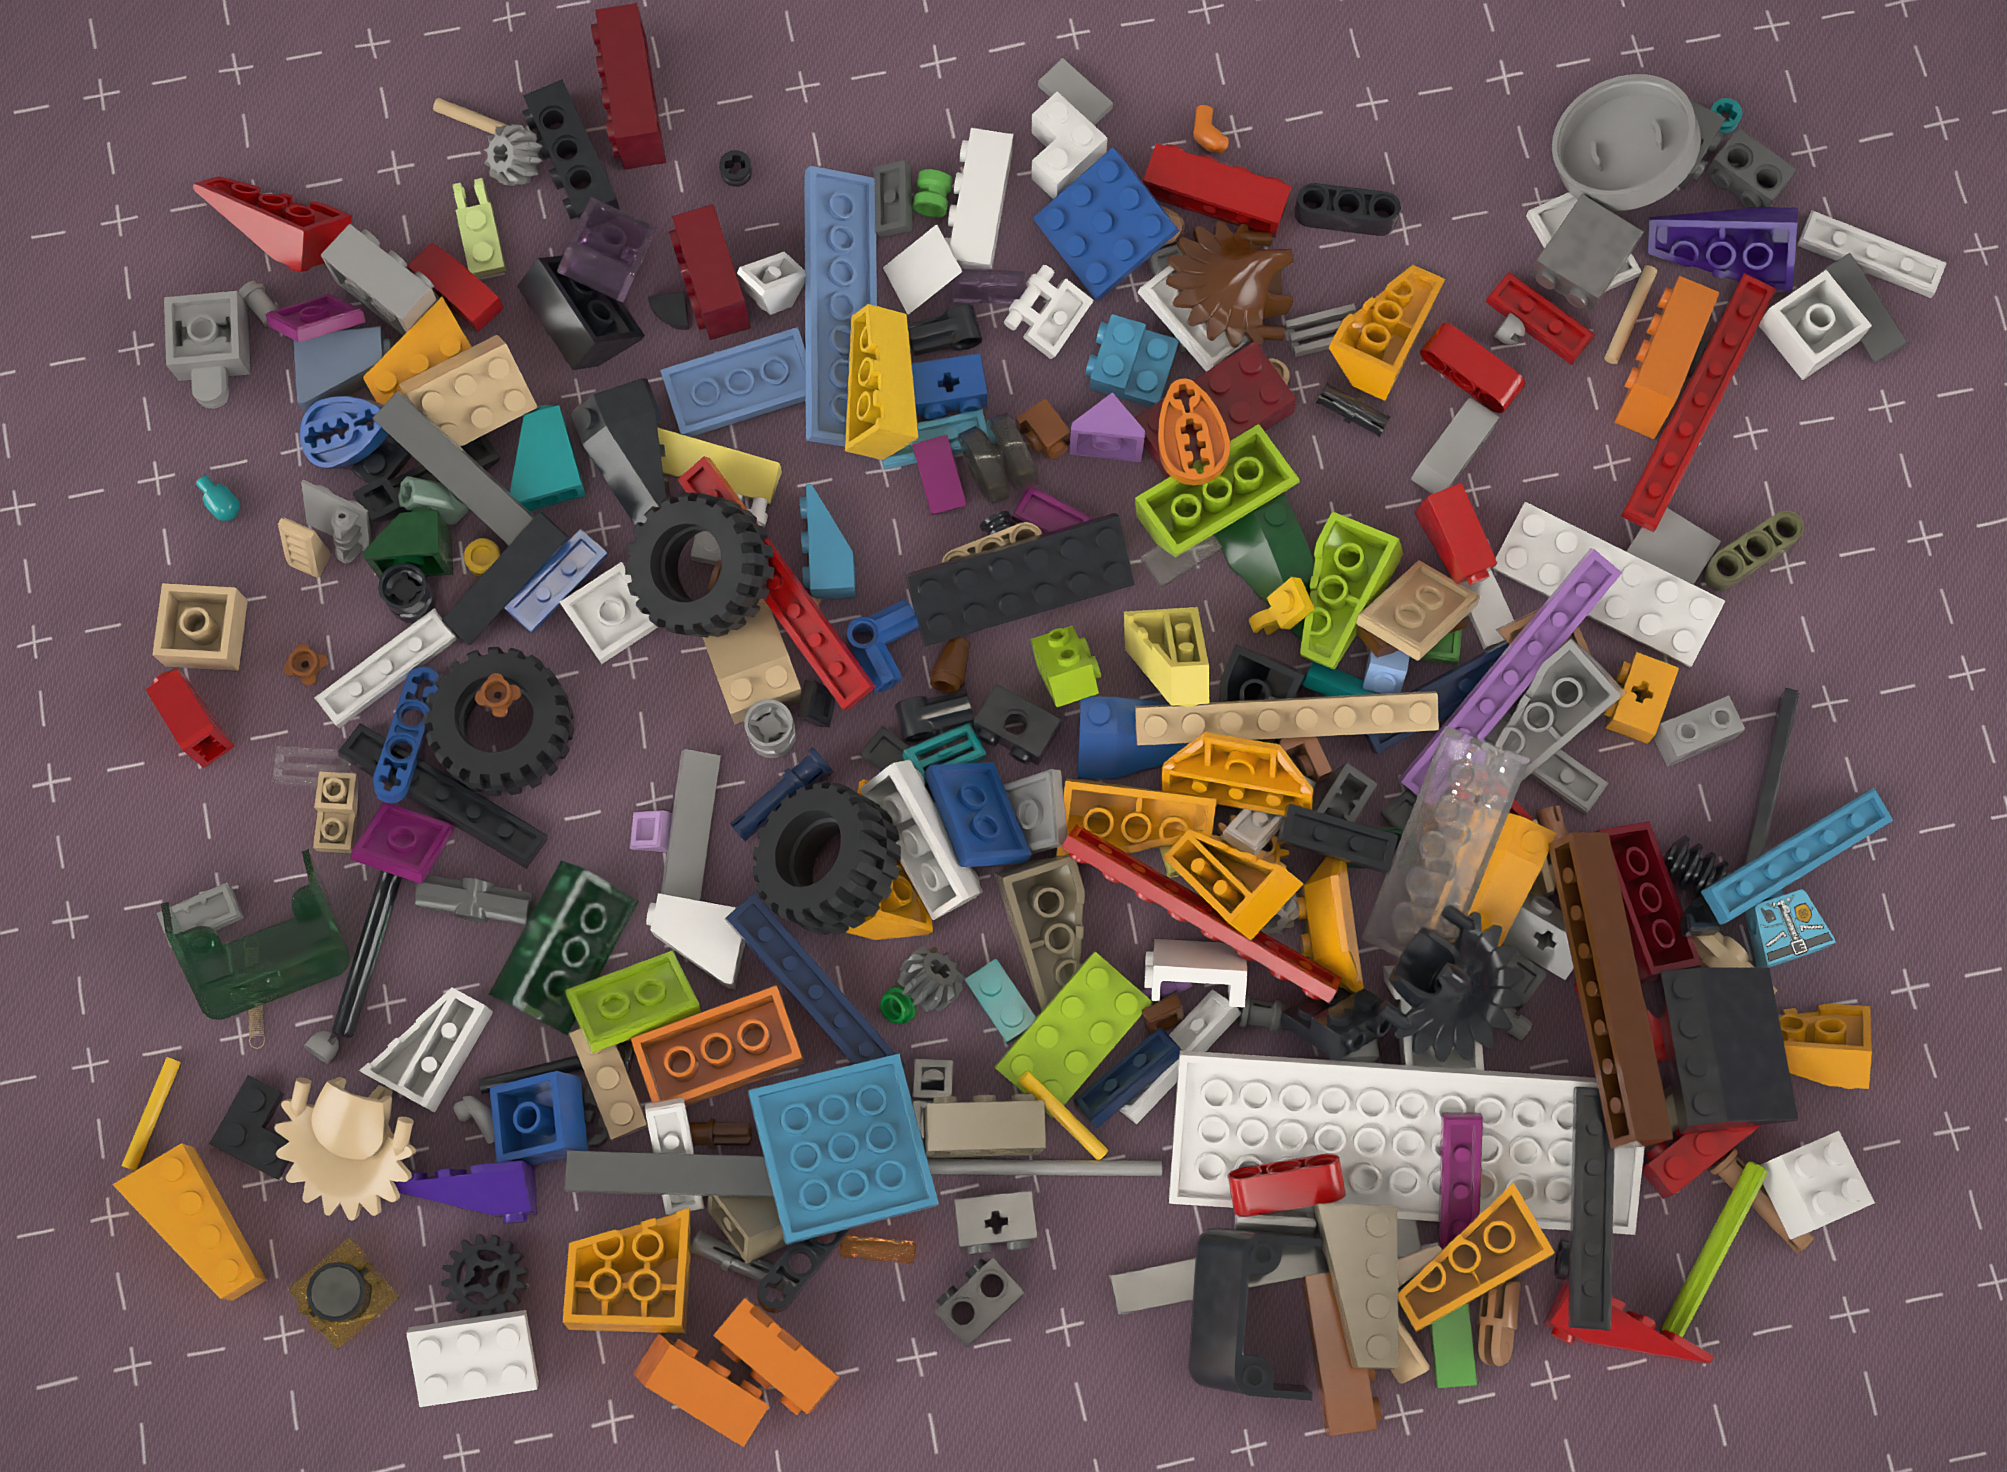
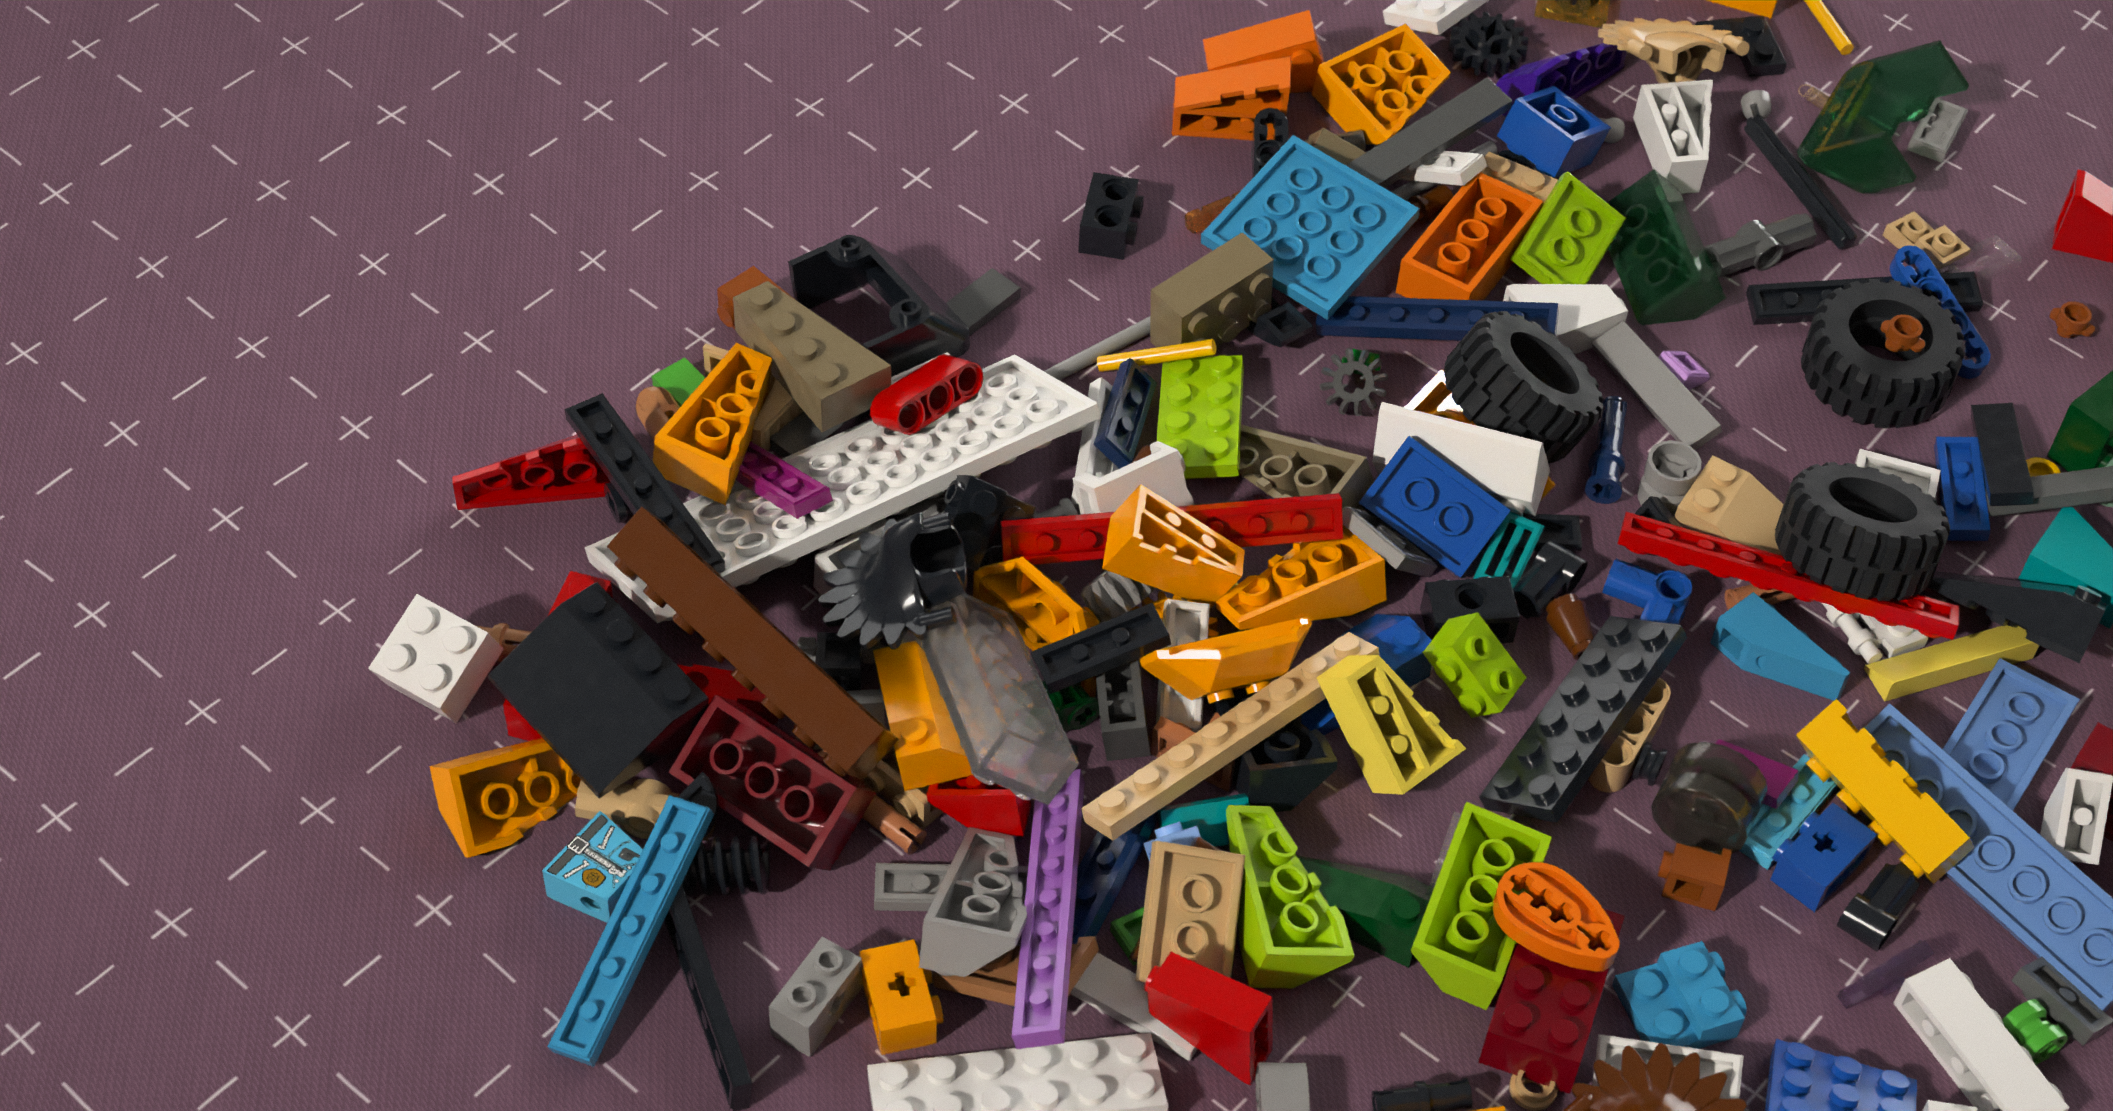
camera: 140 degrees right, 25 degrees down
(386, 668) = (2012, 354): white tile -> none
(402, 842) = (1854, 240): magenta plate -> none
(407, 592) = (2055, 392): black wheel -> none
(563, 1065) = (1602, 165): black bar -> none
(922, 269) = (1961, 944): white sticker -> none
(976, 1211) = (1141, 267): brick -> none
(1000, 1000) = (1282, 415): teal plate -> none
(1046, 512) = (1610, 812): magenta tile -> none
(1056, 319) = (1791, 991): white plate -> none
(1107, 432) = (1637, 889): medium lavender slope -> none
(1288, 607) = (1321, 843): yellow plate -> none
(1715, 1249) = (501, 568): lime axle -> none

